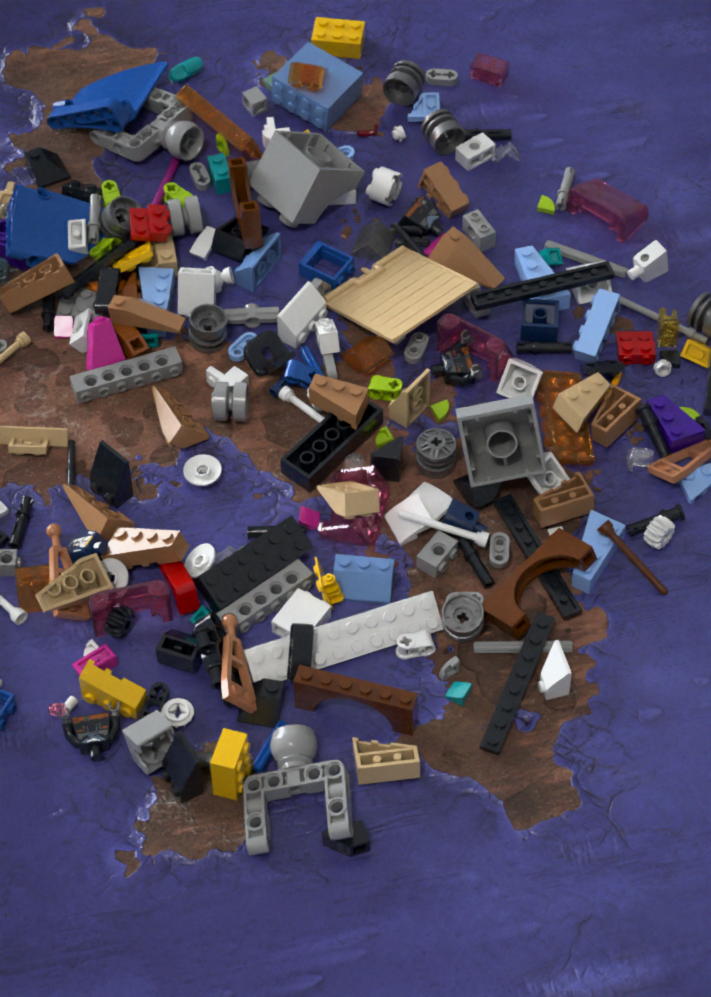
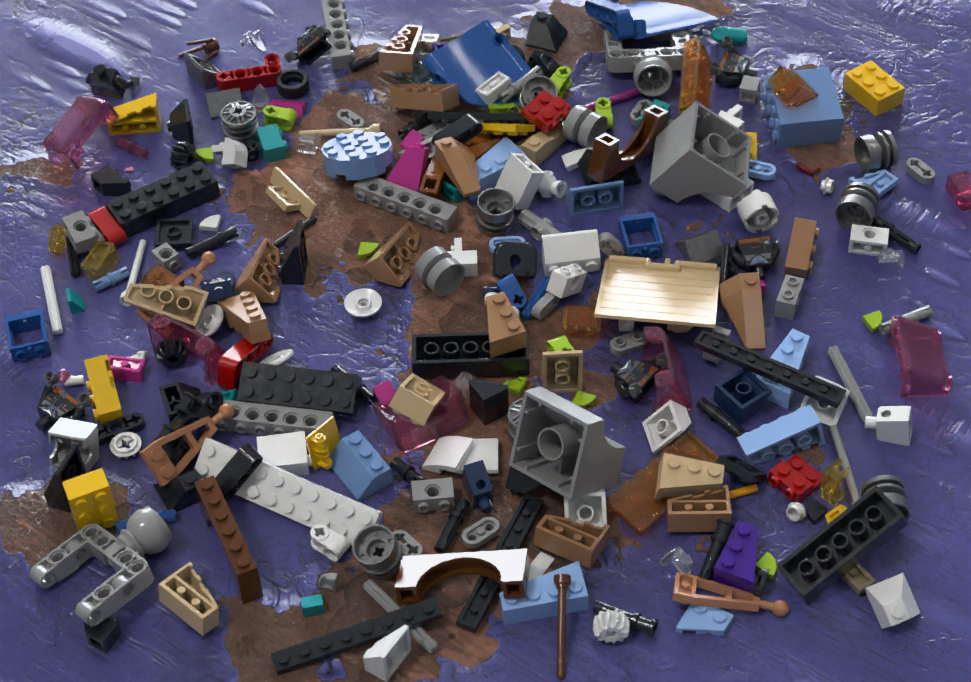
camera: 50 degrees right, 5 degrees down
(48, 366) = (357, 155): none -> medium blue piece
(145, 432) = (367, 249): none -> lime tile
(221, 92) = (731, 66): none -> torso
(400, 554) = (406, 471): none -> black pin
(479, 537) = (474, 511): white piece -> none
(552, 256) = (821, 360): teal slope -> none

